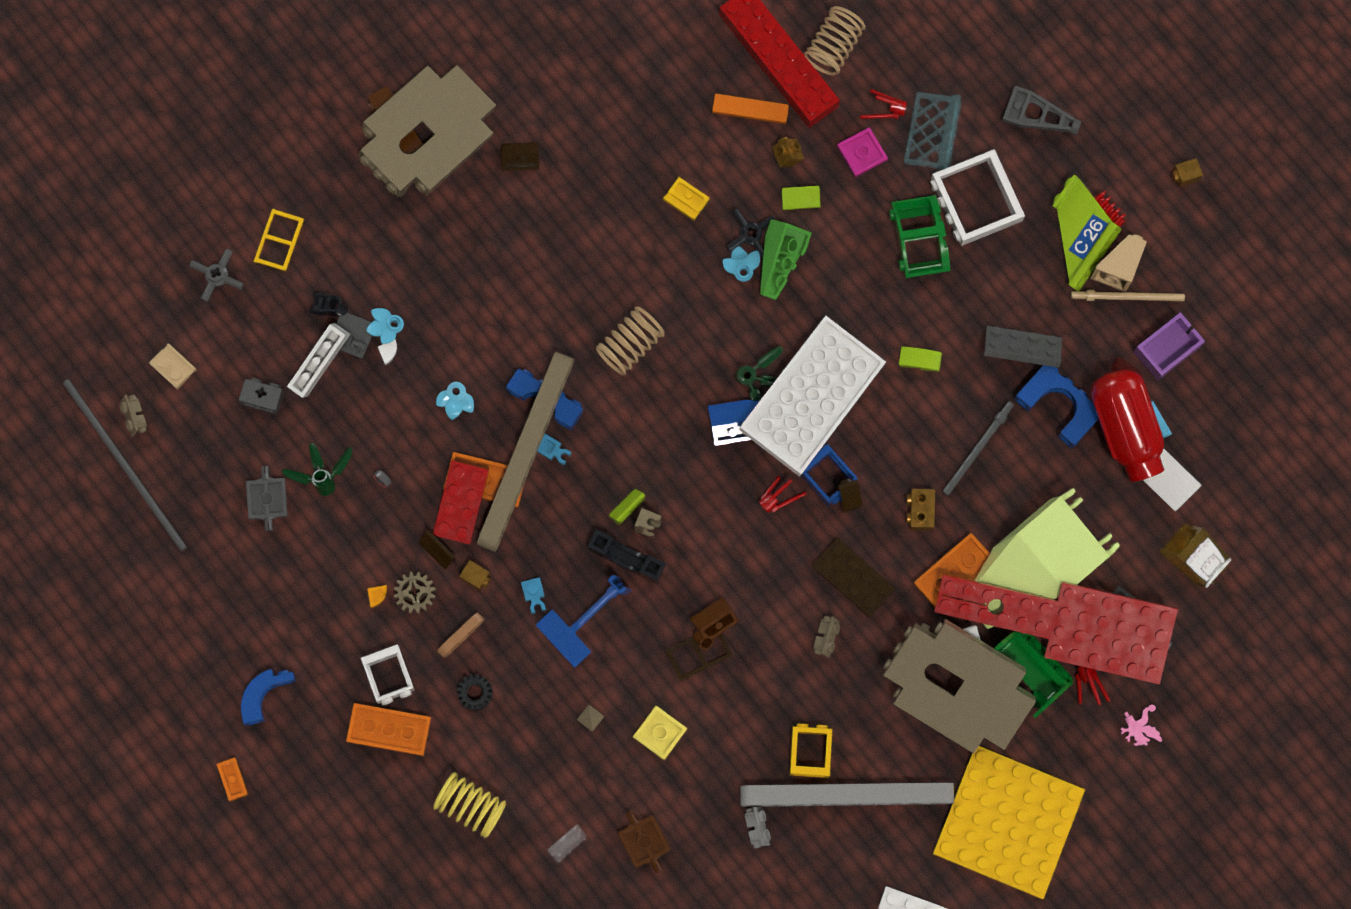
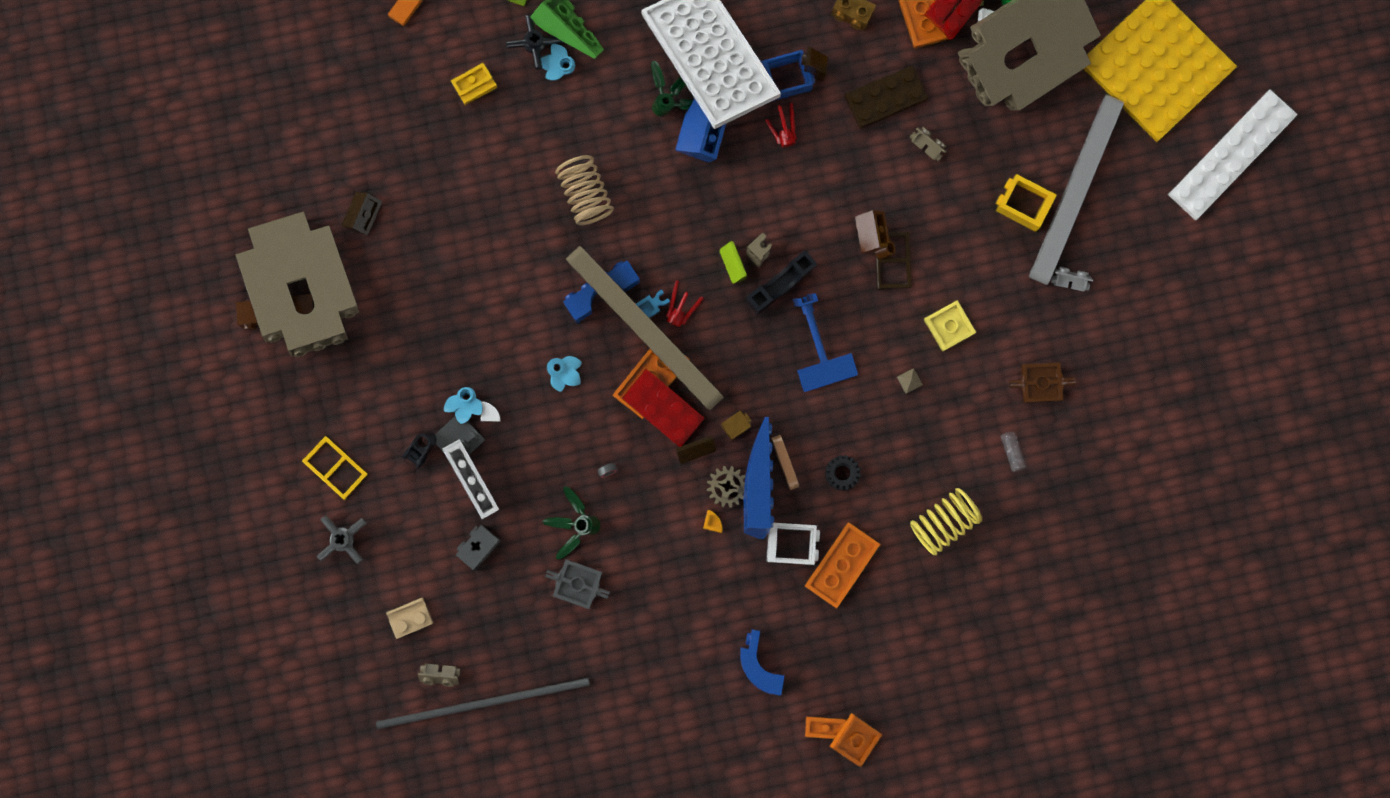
camera: 65 degrees left, 5 degrees up
(232, 811) = (855, 740): none -> orange tile
(427, 616) = (758, 485): none -> blue wedge
(533, 592) = (773, 381): dark azure plate -> none
(553, 476) = (676, 316): none -> red plant

